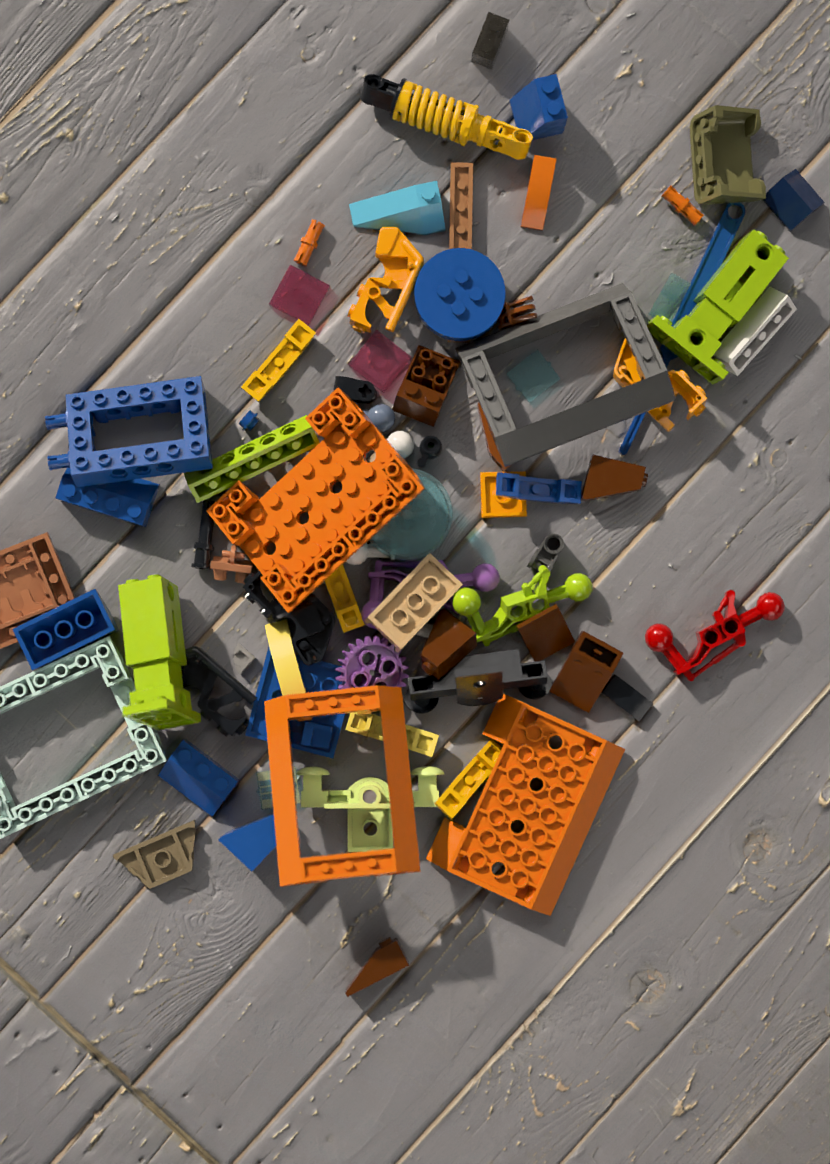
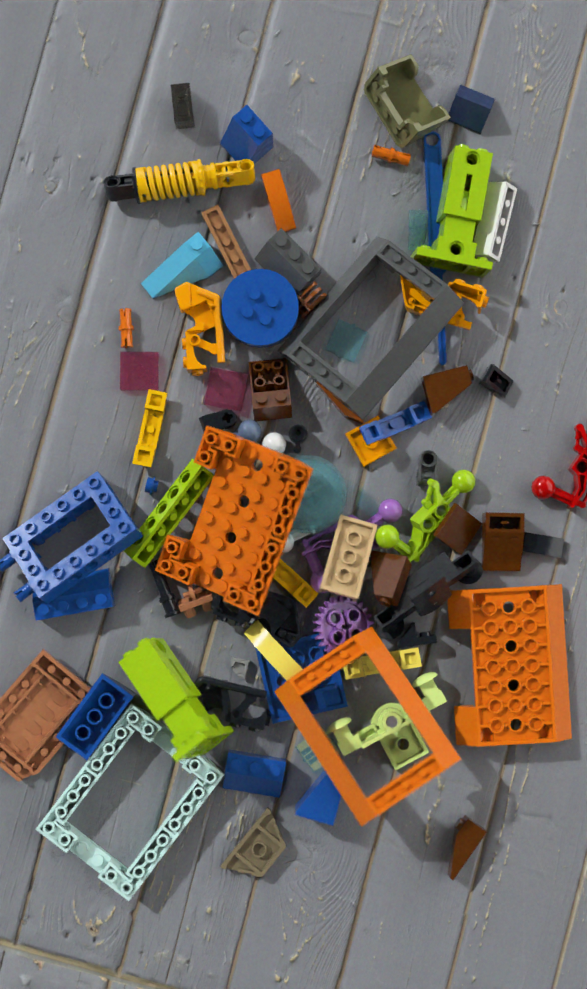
camera: 30 degrees left, 0 degrees up
(435, 723) = (410, 638): none -> black slope
(469, 779) = (458, 668): yellow slope -> none
(516, 260) = (289, 260): none -> dark grey slope
(669, 500) = (496, 380): none -> black slope

